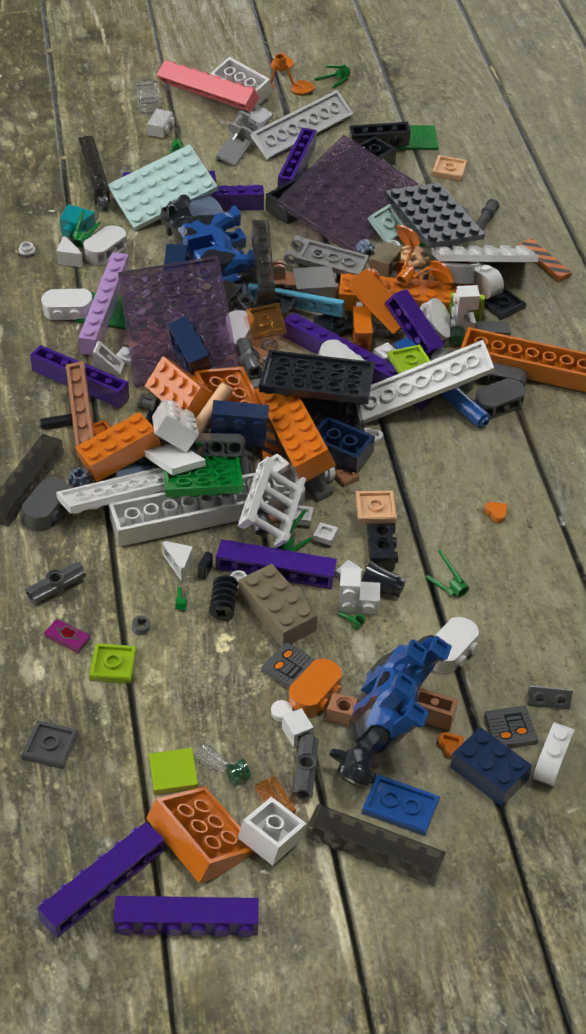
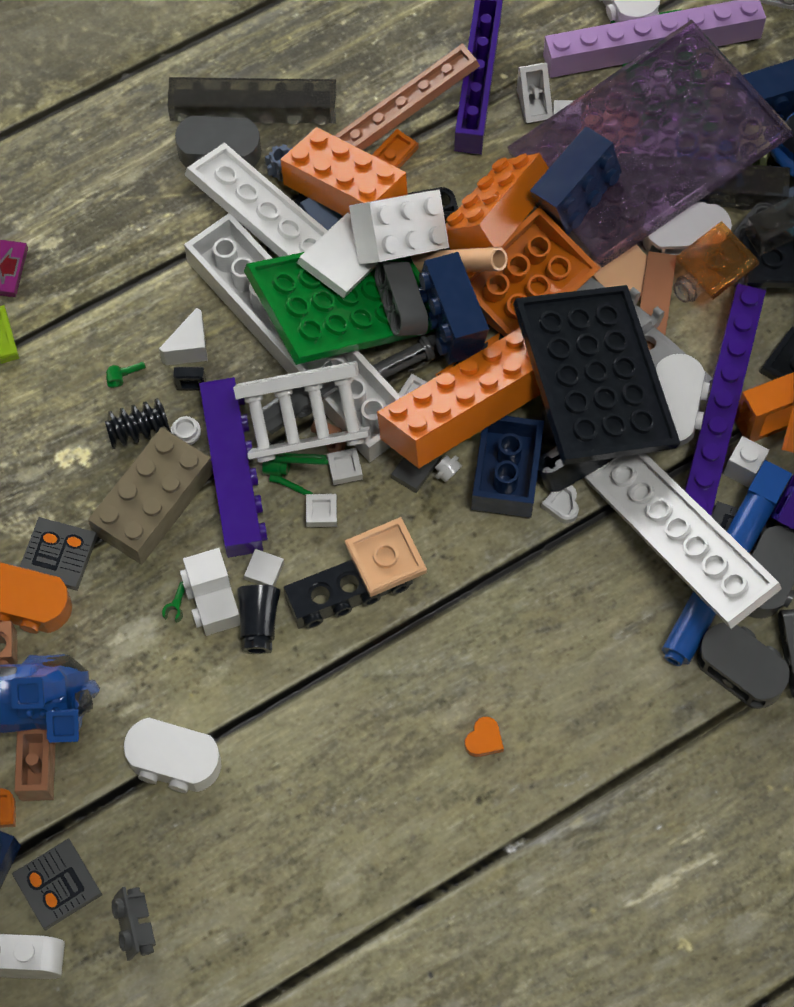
camera: 70 degrees right, 20 degrees up
(55, 582) = (95, 222): dark grey piece -> none
(56, 421) = (382, 82): black axle -> none
(141, 620) = (57, 337): dark grey bush -> none
(148, 402) = (473, 178): dark grey bush -> none
(249, 357) = (630, 267): dark grey piece -> none
(280, 465) = (390, 388): white plate -> none
(346, 478) = (456, 498): nougat tile -> none
(407, 358) = (732, 496): lime tile -> none
(457, 584) = (294, 725): green plant -> none

